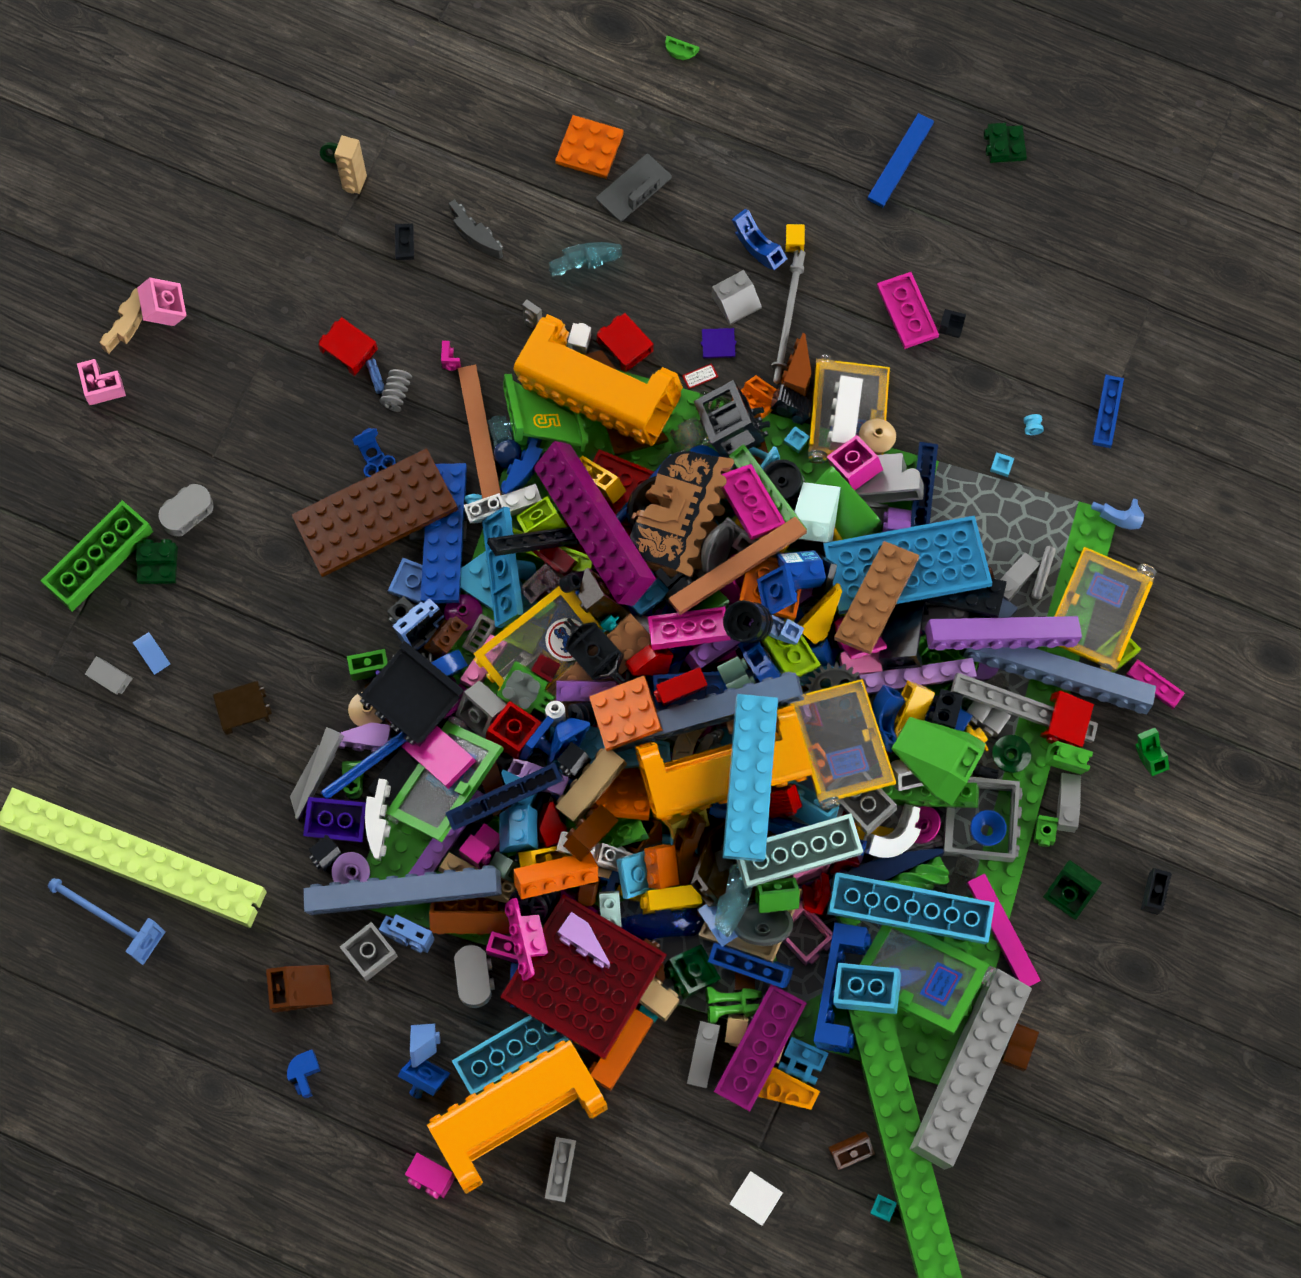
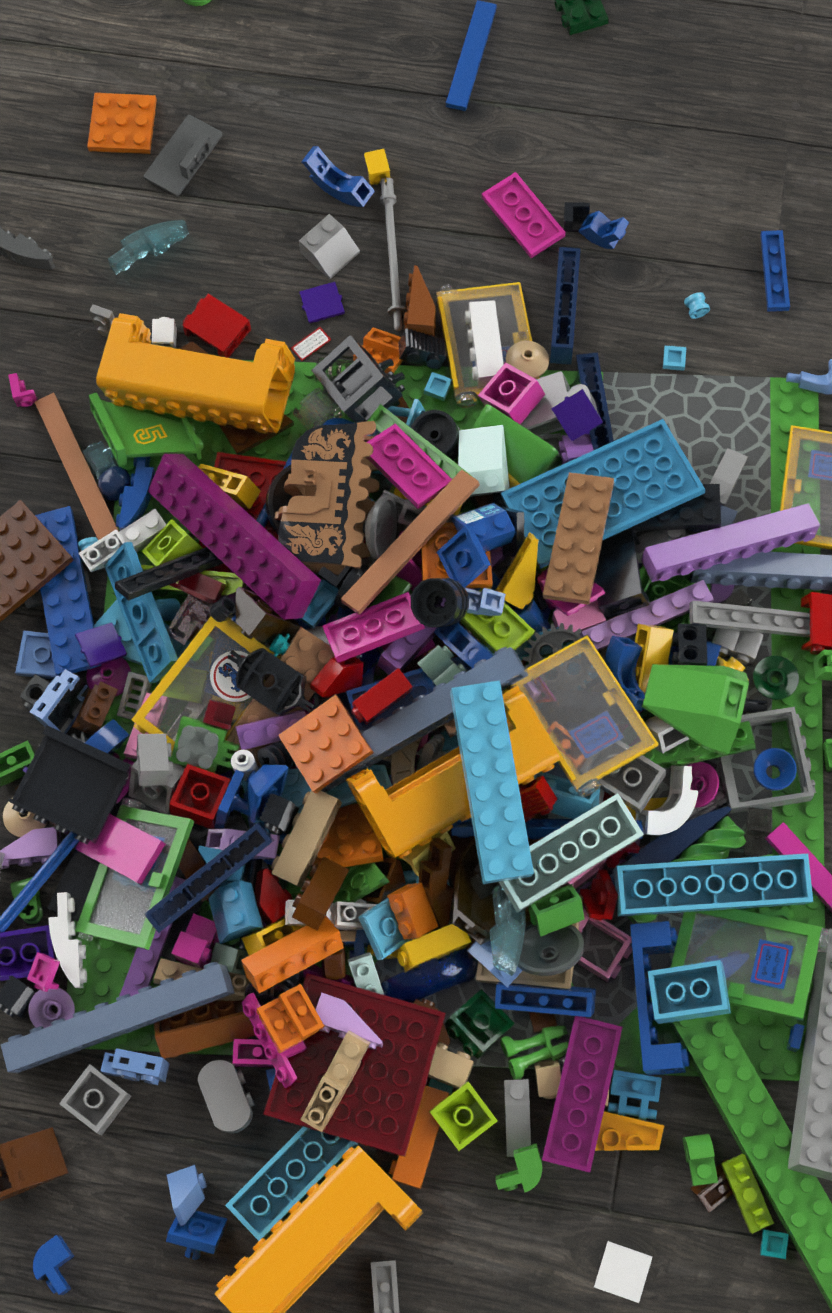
camera: 10 degrees left, 0 degrees up
(352, 839) = (43, 972): none -> dark pink bracket
(463, 585) = (101, 644): none -> dark purple piece
(482, 690) = (153, 759): none -> light grey brick
(541, 925) = (290, 1018): none -> orange slope
(565, 985) = (335, 1081): none -> tan slope
(659, 1040) = (463, 1116): none -> lime slope
(702, 1096) = (528, 1172): none -> bright green brick
(842, 1125) = (700, 1156): none -> bright green brick
(872, 1162) = (747, 1193): none -> lime plate
(904, 494) = (577, 415): none -> dark purple piece
(921, 397) = (565, 306): none -> dark blue slope
(945, 1049) = (795, 1037): none -> blue tile
(971, 341) = (602, 231): none -> blue brick
(1043, 572) = (754, 457): light grey axle -> none

